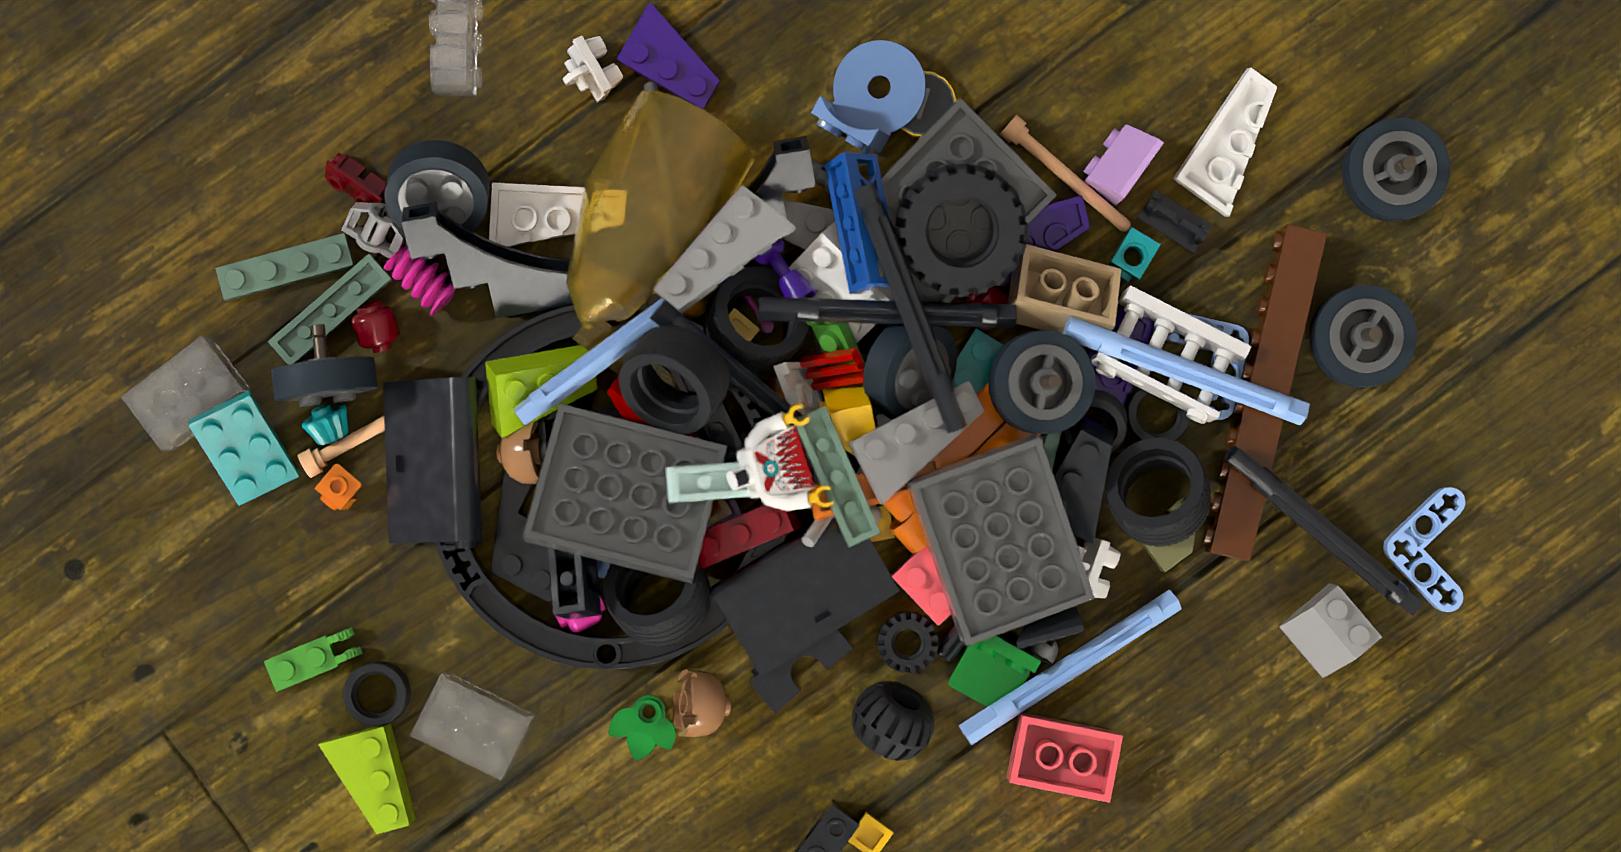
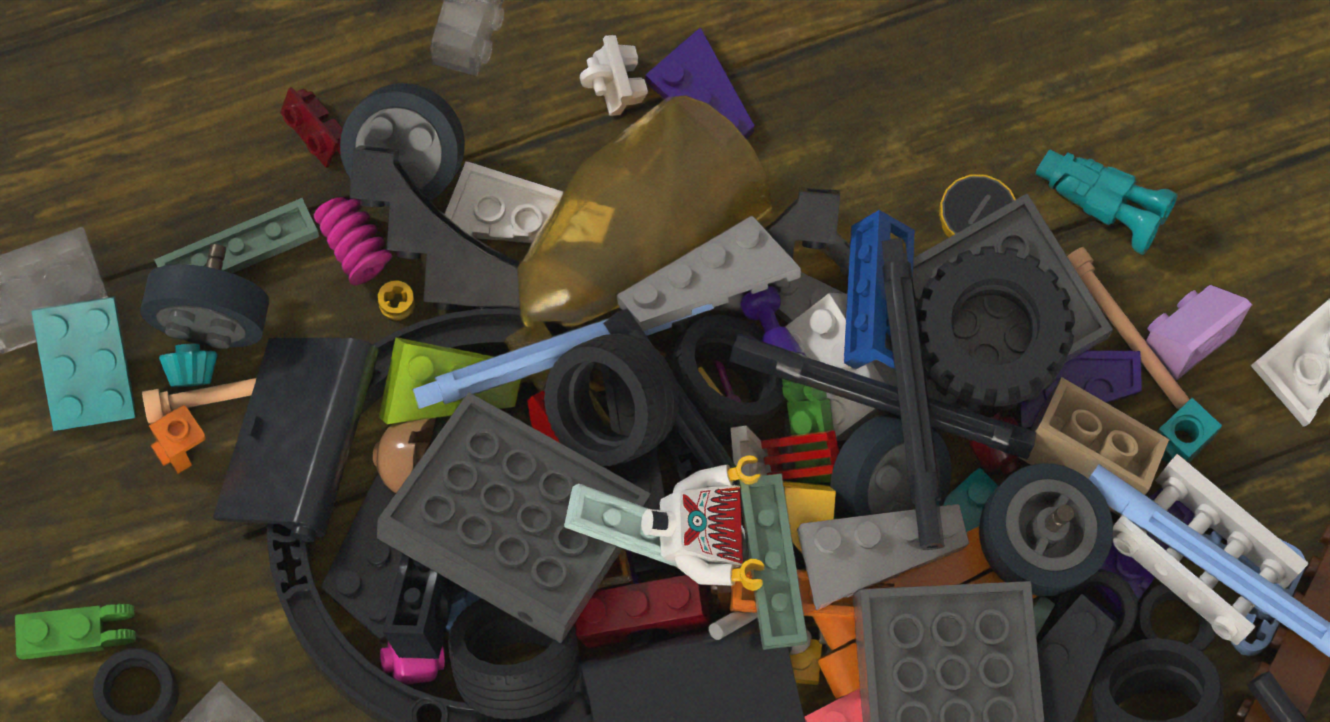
camera: 10 degrees right, 20 degrees down
(285, 267) = (202, 191): sand green plate -> none
(375, 230) = (318, 173): light grey piece -> none
(375, 327) = (282, 276): dark red head -> none
(465, 311) = (388, 292): none -> yellow bush
(859, 114) = (899, 185): medium blue piece -> none
(1020, 61) = (1105, 192): none -> teal piece
(1174, 221) = (1242, 413): black hinge -> none

